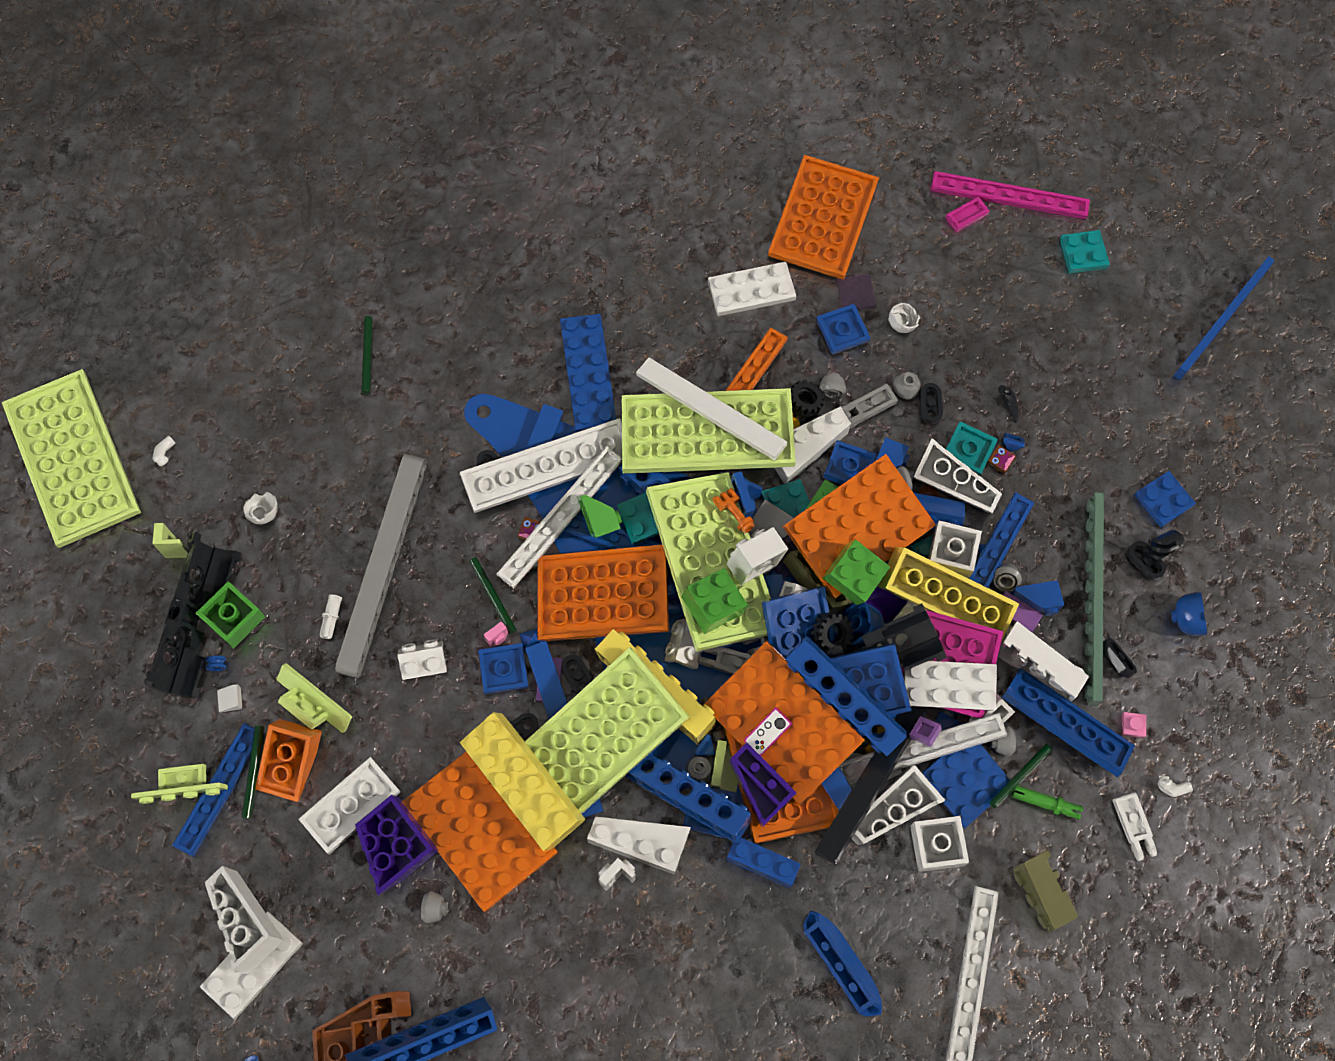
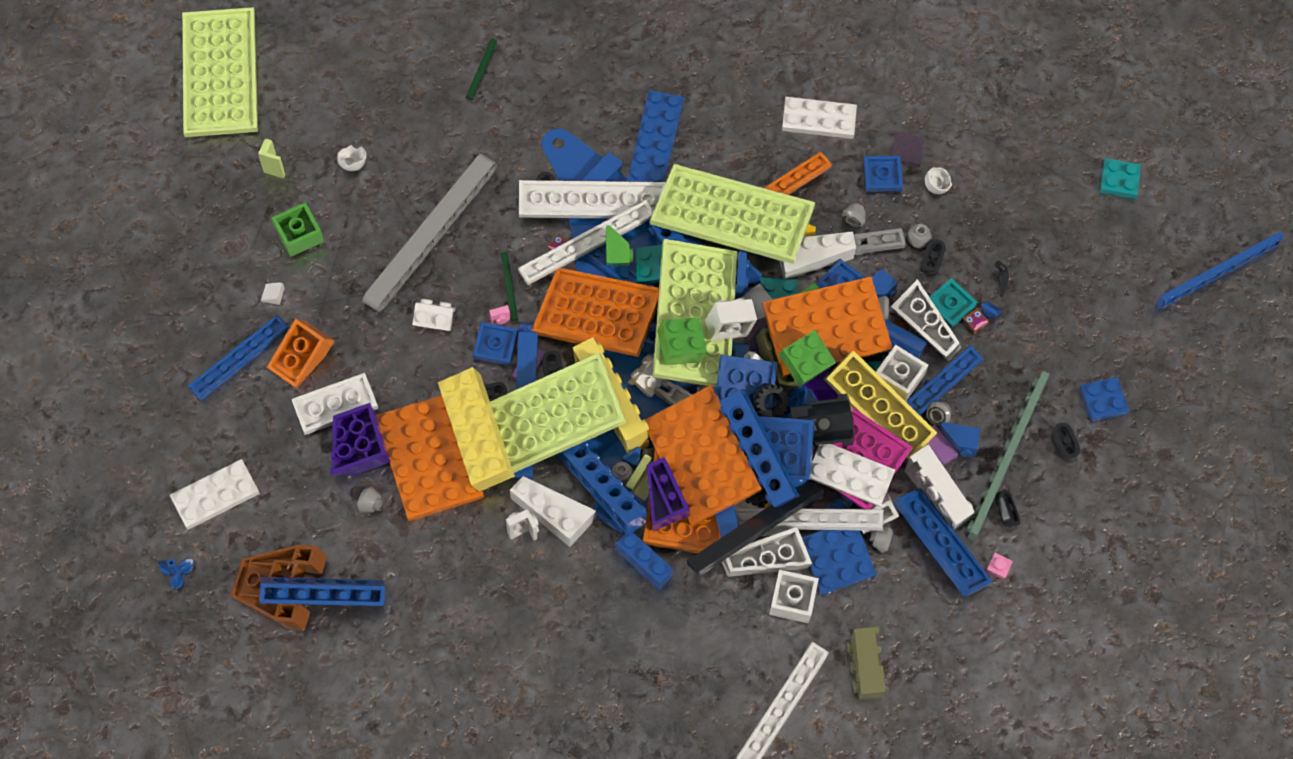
camera: 20 degrees right, 5 degrees down
(160, 449) = (291, 88): white arm -> none
(180, 781) = (211, 340): yellowish green bracket -> none
(185, 668) = (296, 191): black piece -> none
(215, 663) = (272, 262): blue bush -> none
(244, 923) = (221, 459): white wedge -> none
(252, 772) = (269, 353): dark green bar -> none
(310, 703) = (333, 316): yellowish green bracket -> none
(330, 616) = (374, 258): white axle -> none
(712, 409) = (742, 197): white tile -> none
(729, 501) = (732, 293): orange hinge -> none
(768, 731) = (686, 456): white tile -> none
(810, 392) = (830, 211): black tyre -> none
(823, 217) = (904, 79): orange plate -> none
(843, 964) = (677, 659): blue brick -> none
(925, 731) = (816, 503): medium lavender plate -> none
(967, 214) = (1030, 116): dark pink tile -> none
(1010, 195) = (1074, 112): dark pink tile -> none
(1020, 776) = (885, 569): dark green bar -> none
(1048, 802) = (901, 600): bright green pin -> none
(1135, 824) = (966, 641): white hinge -> none
(1166, 544) = (1087, 432): black arm -> none
(1173, 789) = (1012, 628): white arm -> none
(1190, 614) = (1084, 495): blue cylinder -> none

